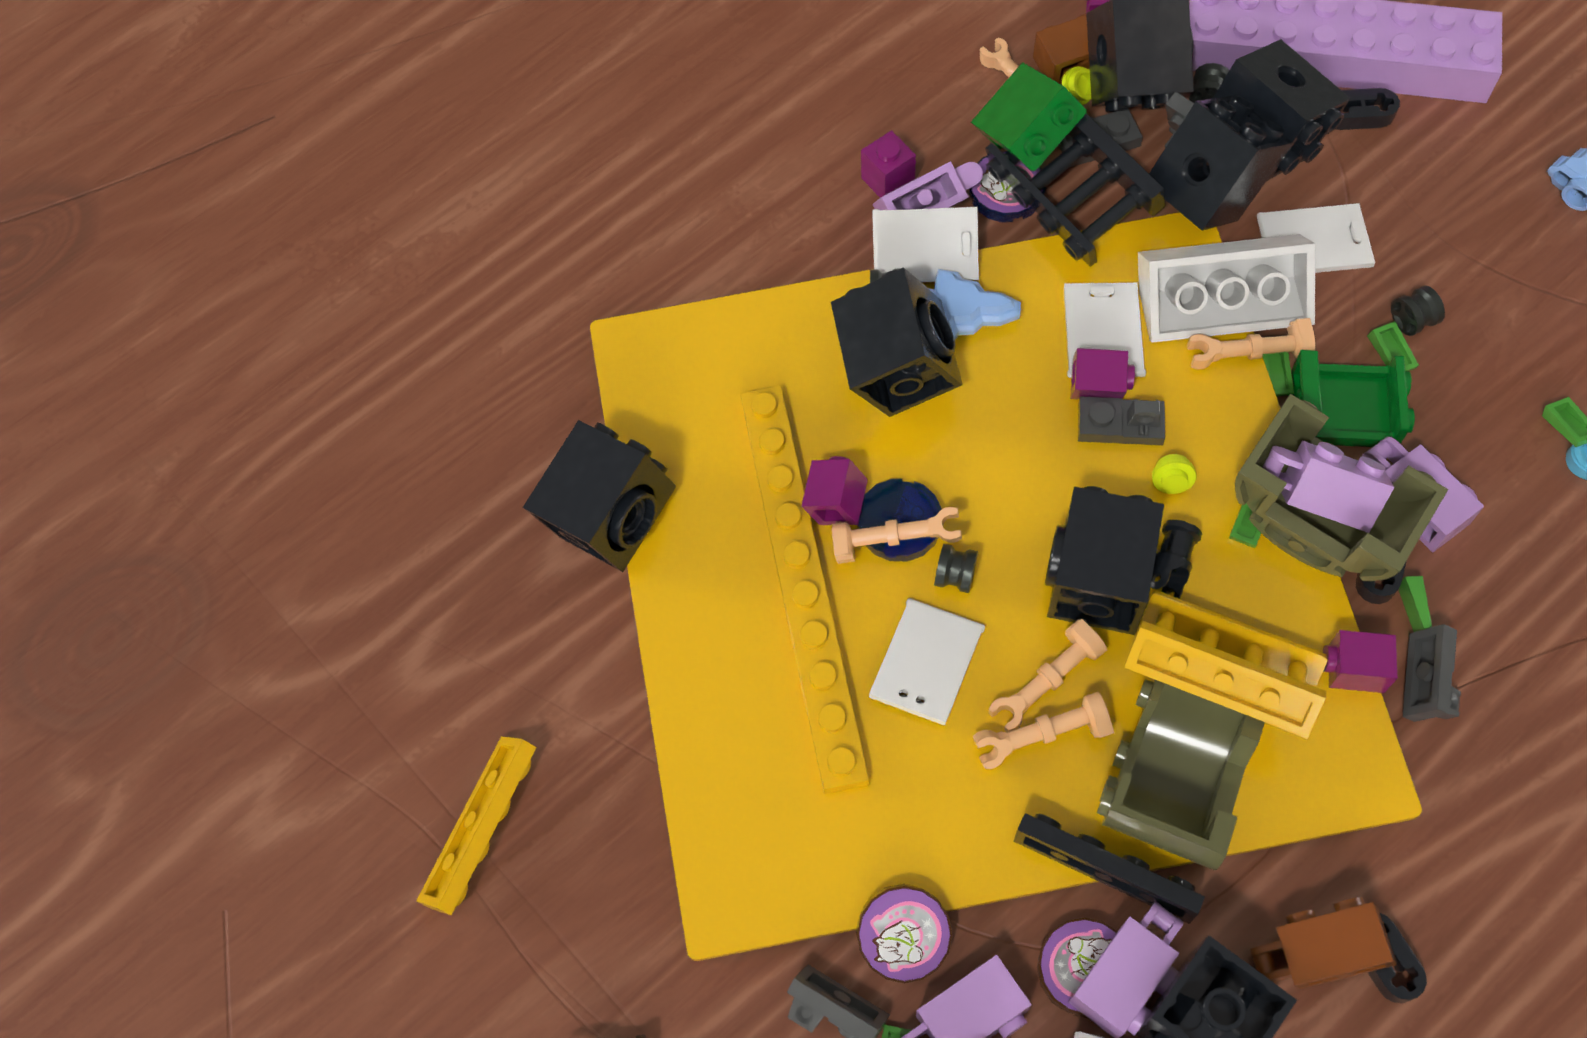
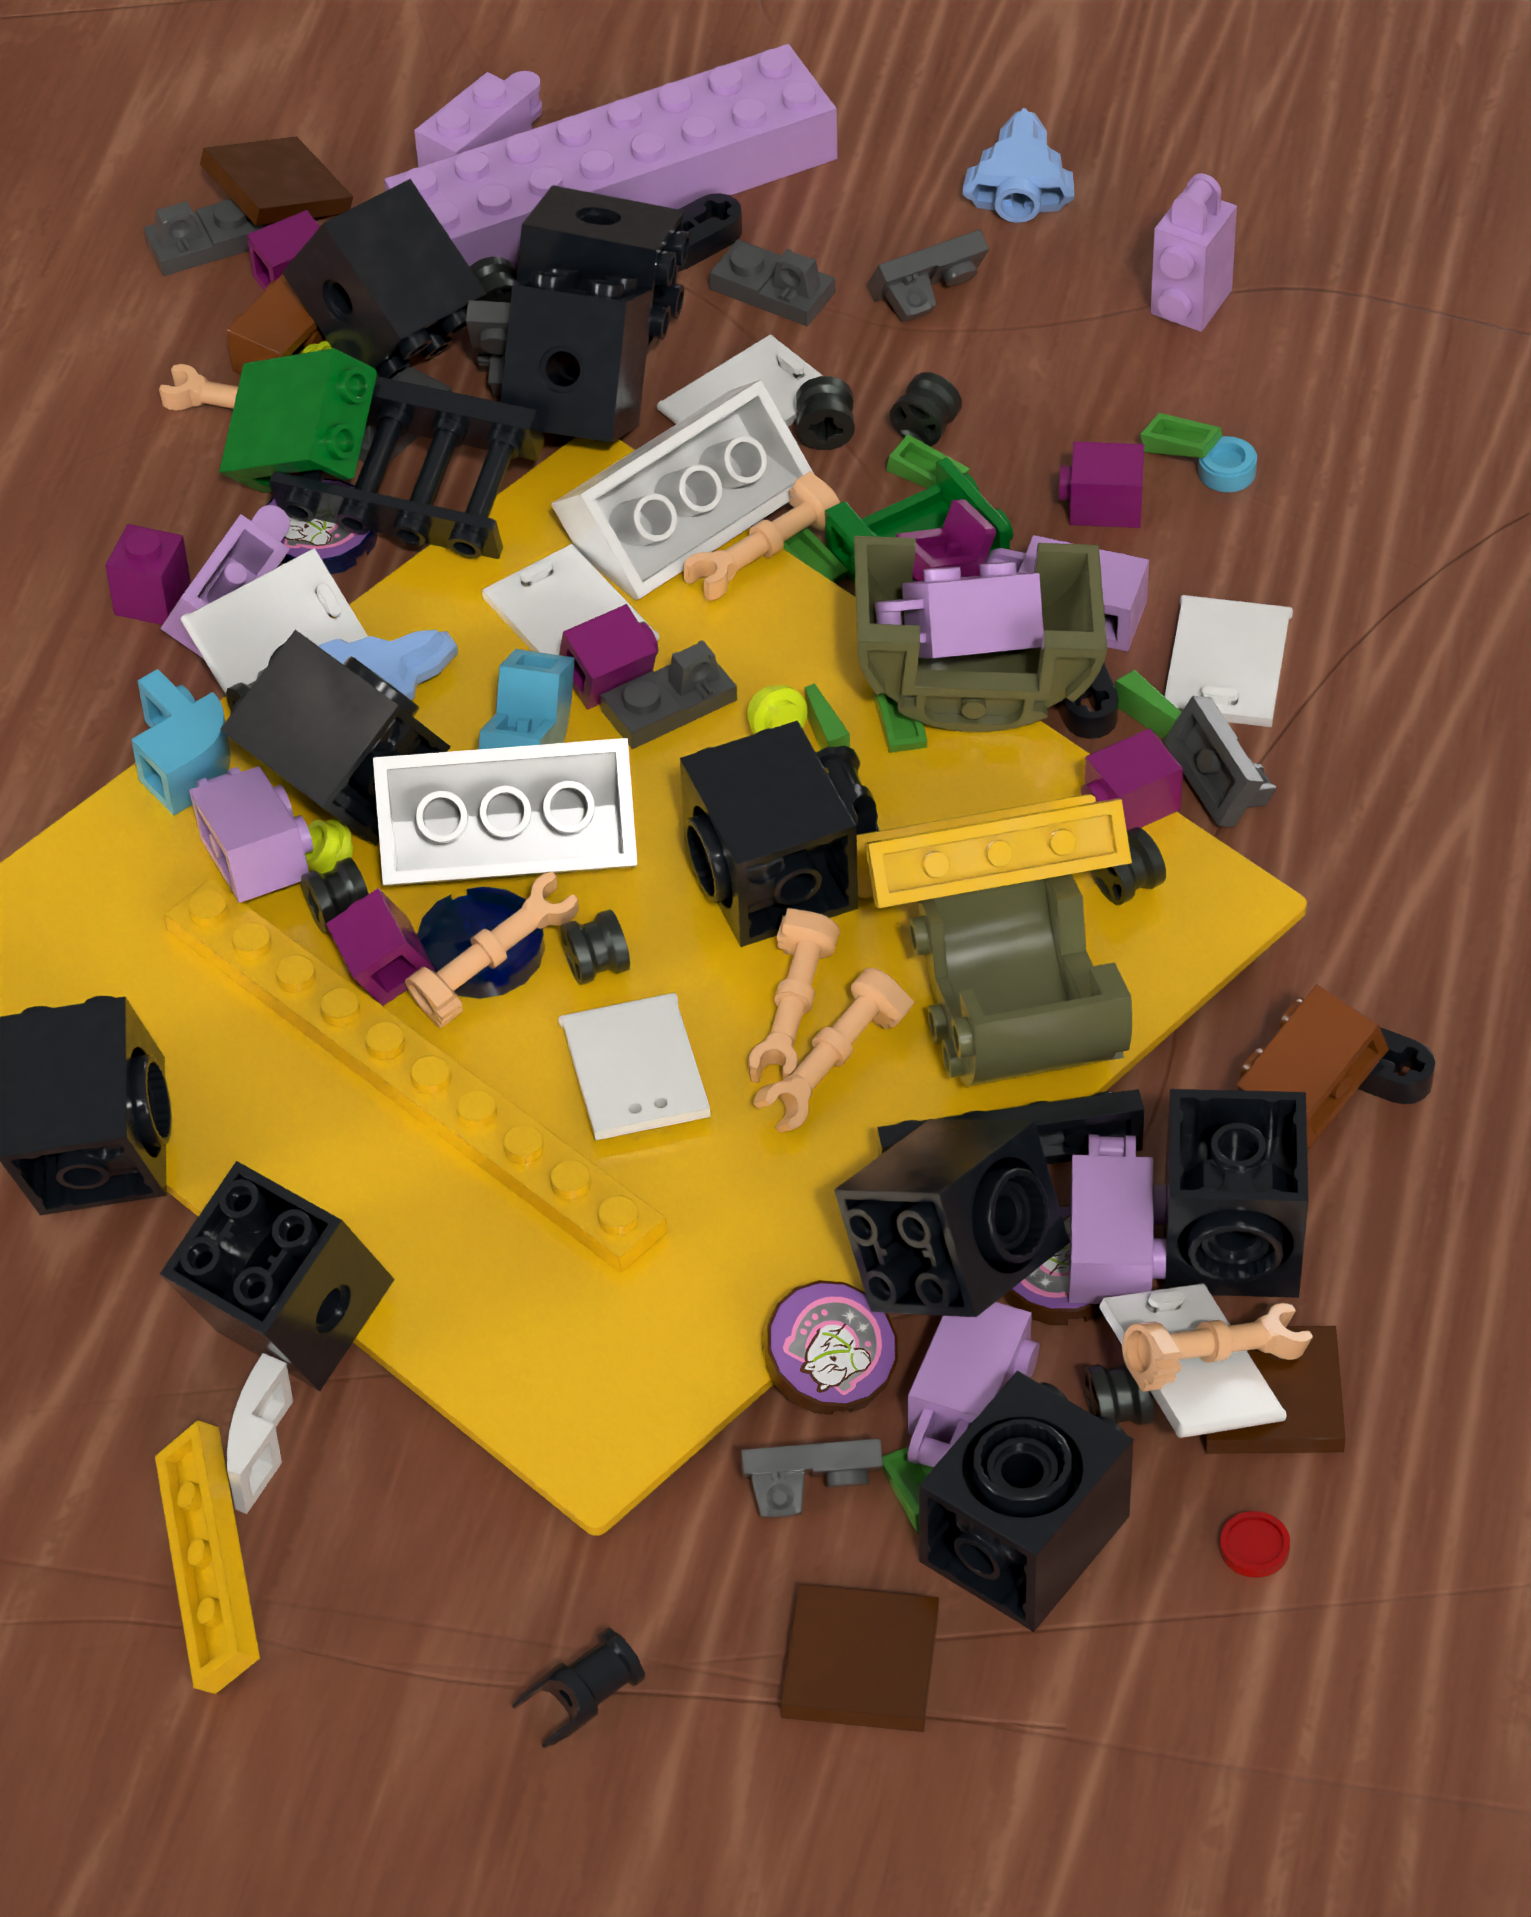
camera: 40 degrees left, 15 degrees down
(545, 771) = (252, 1438): none -> white slope
(616, 681) = (278, 1275): none -> black brick
(814, 372) = (251, 832): none -> lavender brick
(818, 289) = (181, 743): none -> medium azure brick
(837, 439) = (333, 891): none -> pearl dark grey wheel
(852, 408) = (330, 844): none -> neon yellow plate
(957, 455) = (505, 812): none -> white slope
(1020, 916) = (952, 1217): none -> black brick
(1028, 387) = (530, 701): none -> medium azure brick
(1198, 508) = (823, 720): none -> bright green piece
(1327, 724) = (1145, 871): none -> pearl dark grey wheel
(1352, 278) = (825, 413): none -> pearl dark grey wheel
(1359, 422) = (960, 543): none -> magenta bracket
(1385, 168) = (773, 282): none -> dark grey hinge
(1468, 214) = (909, 278): none -> dark grey hinge
(1493, 598) = (1229, 655): none -> white container
(1496, 429) = (1104, 484): none -> magenta brick

